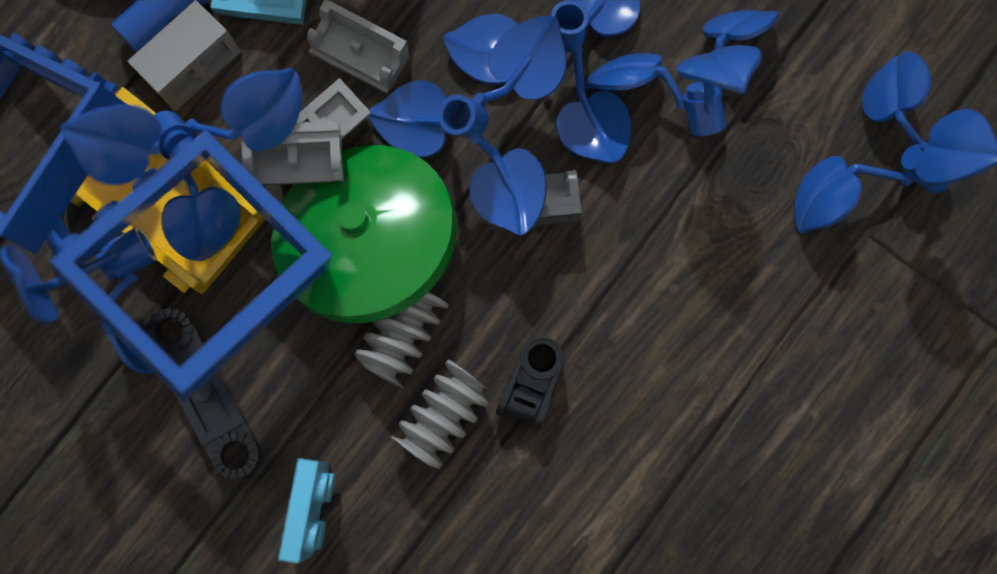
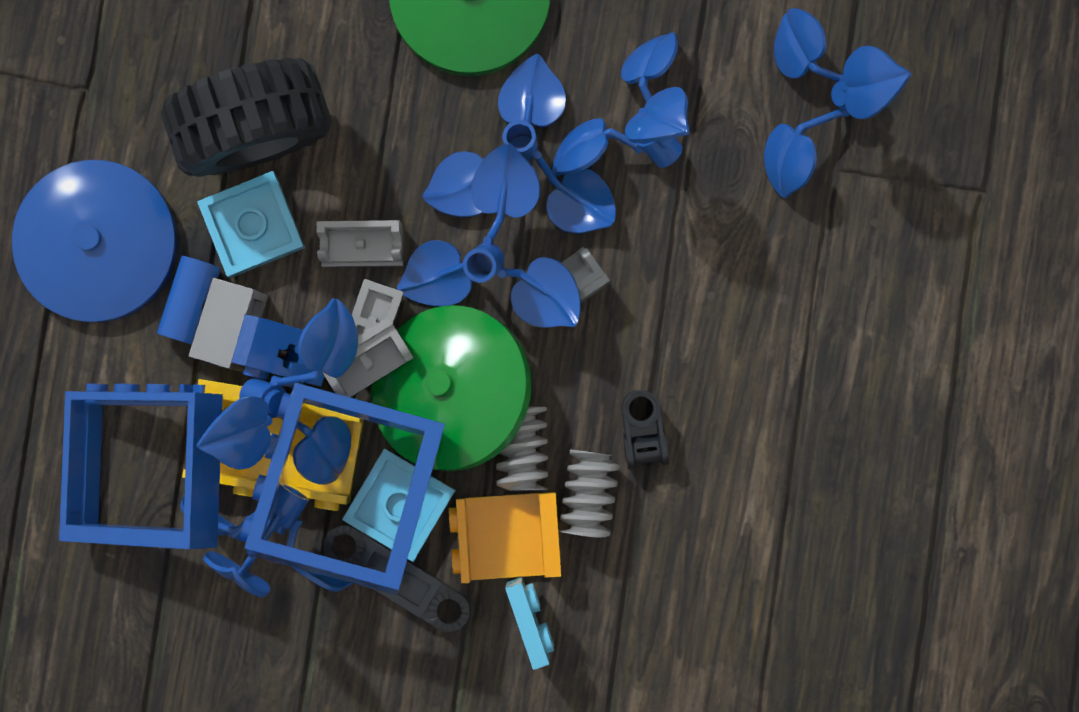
camera: 25 degrees left, 5 degrees up
(198, 85) = (259, 347): none -> blue brick
(224, 301) = (383, 497): none -> medium azure plate
(334, 413) = (506, 536): none -> light orange panel

